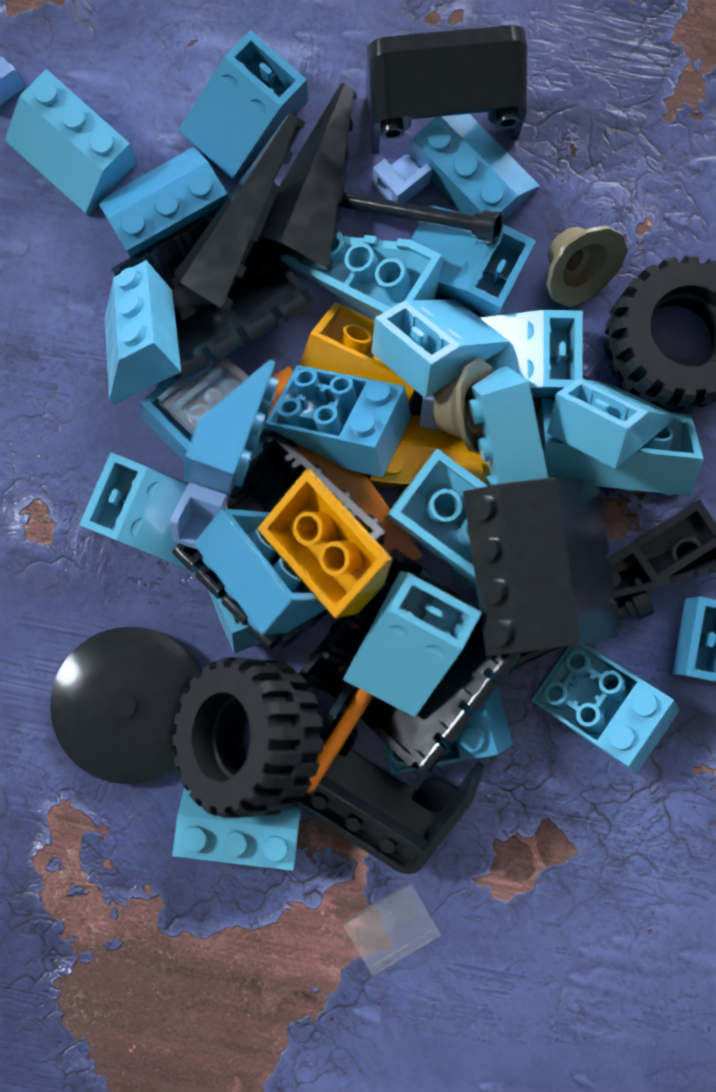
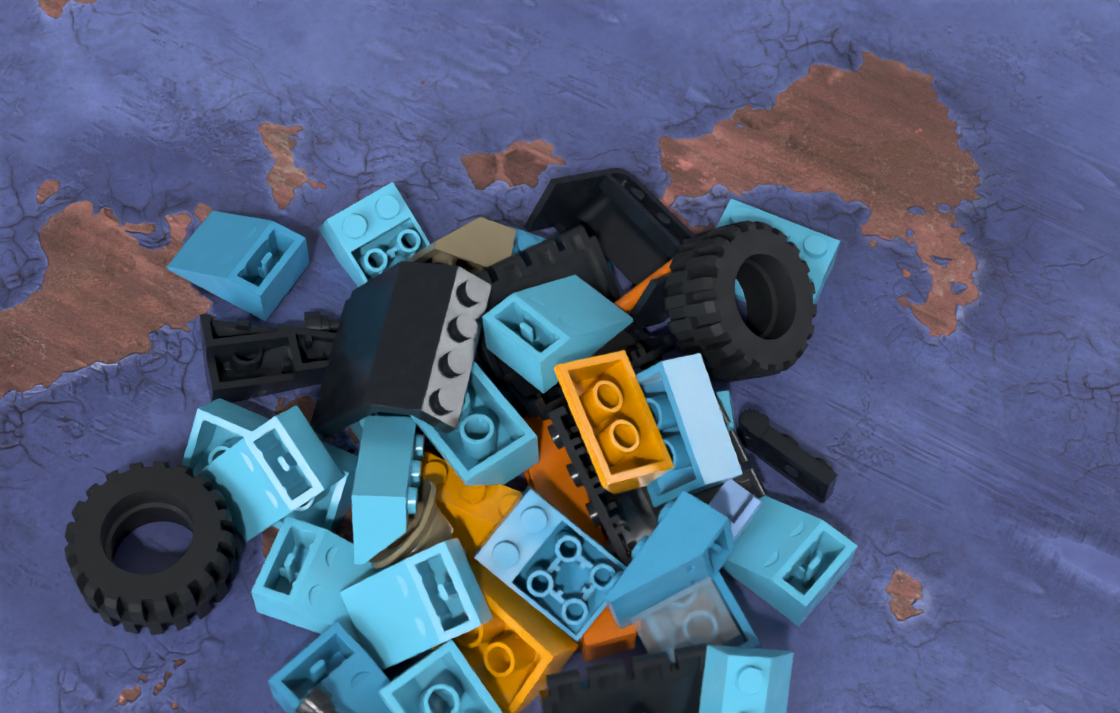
camera: 160 degrees left, 25 degrees down
(120, 703) = (852, 396): black dish -> none
(172, 616) = (785, 456): none -> black hinge
(391, 928) = (655, 143): clear plate -> none
(530, 709) = (471, 246): none -> dark tan slope
(583, 263) = (225, 663): dark tan hat -> none

